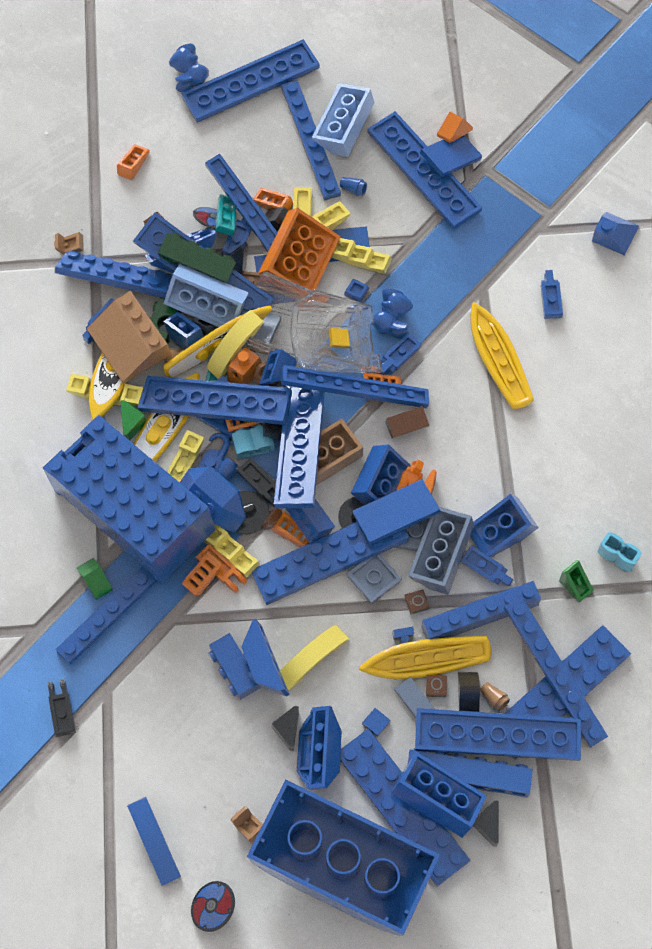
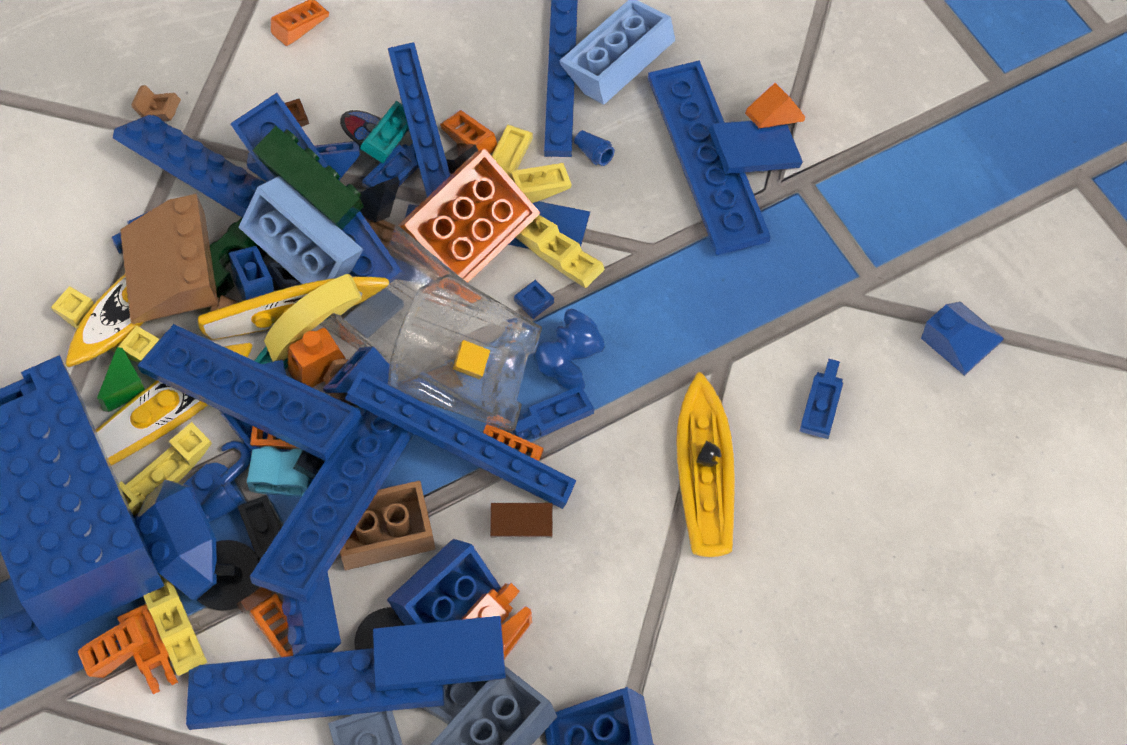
camera: 20 degrees right, 5 degrees down
(499, 348) = (706, 454): none -> black hinge

